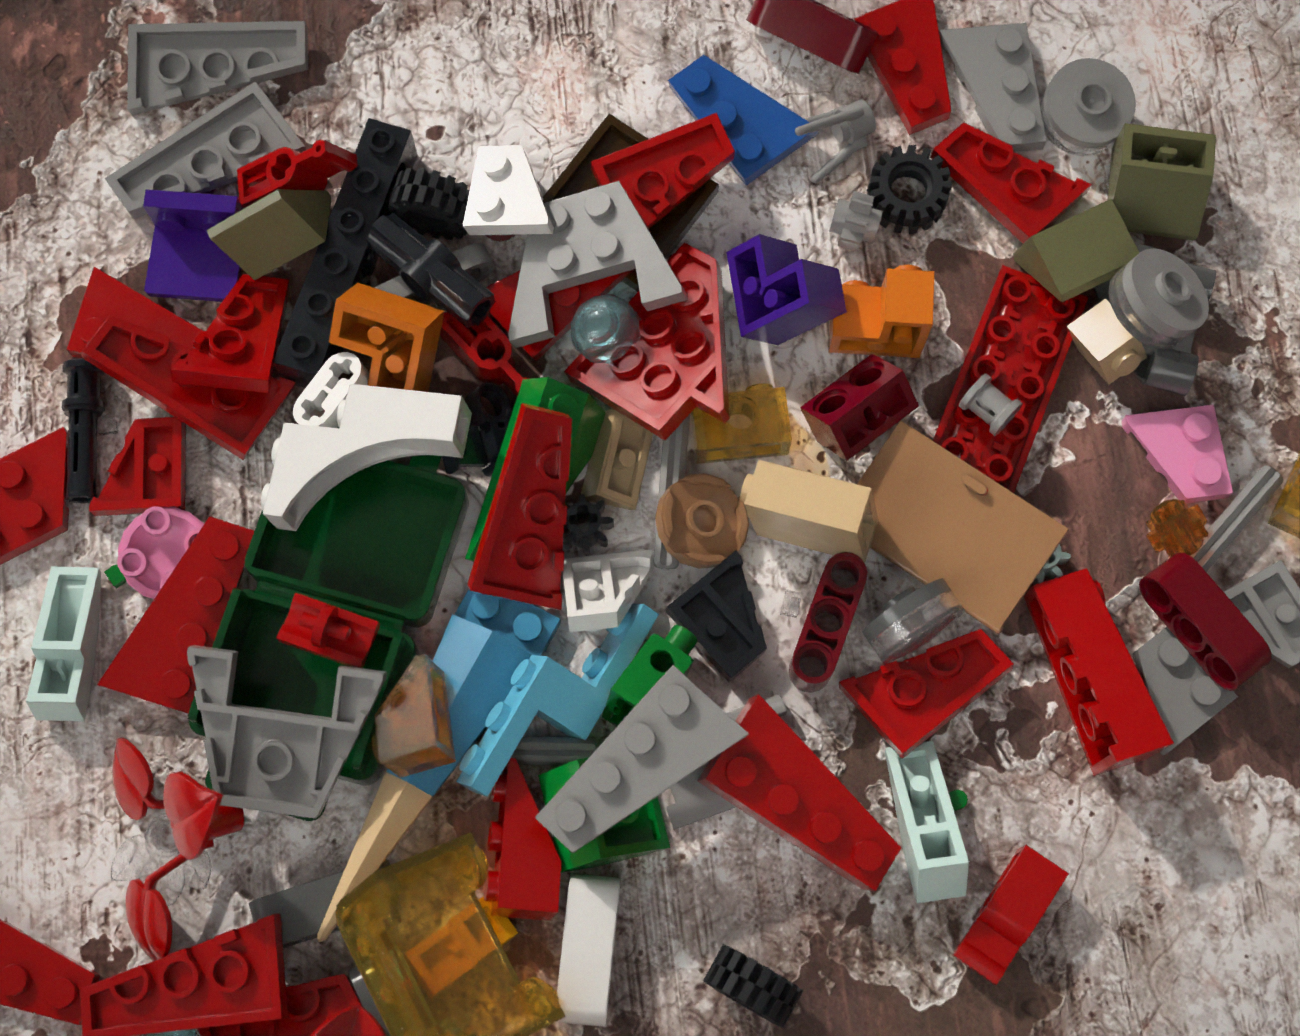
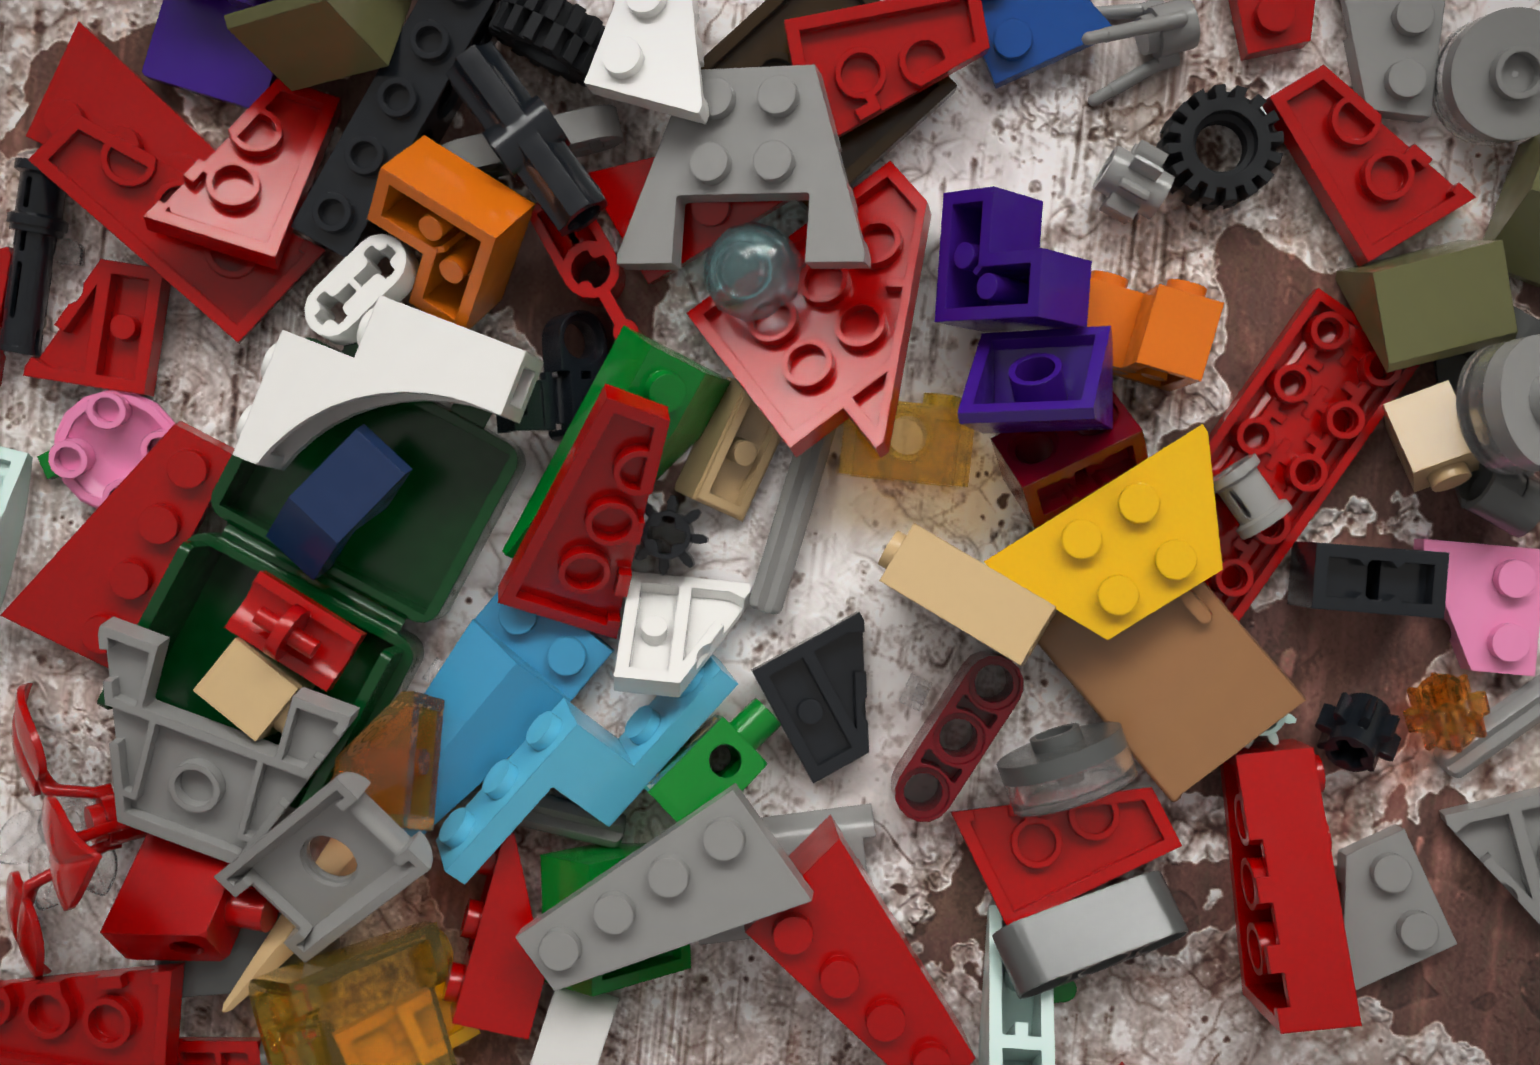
camera: 15 degrees right, 15 degrees up
(275, 862) = (178, 908): none -> red torso
(302, 680) = (251, 689): none -> tan brick
(339, 536) = (338, 500): none -> dark blue slope
(355, 816) = (309, 897): none -> light grey piece
(701, 520) = (823, 562): medium nougat tile -> none
(825, 358) = (1040, 381): none -> dark purple slope
(916, 448) = (1127, 542): none -> yellow wing
(963, 742) = (1089, 934): none -> beam
(1091, 445) = (1368, 579): none -> black brick
(1118, 556) = (1358, 732): none -> black gear
(1205, 621) = (1447, 850): dark red beam -> none

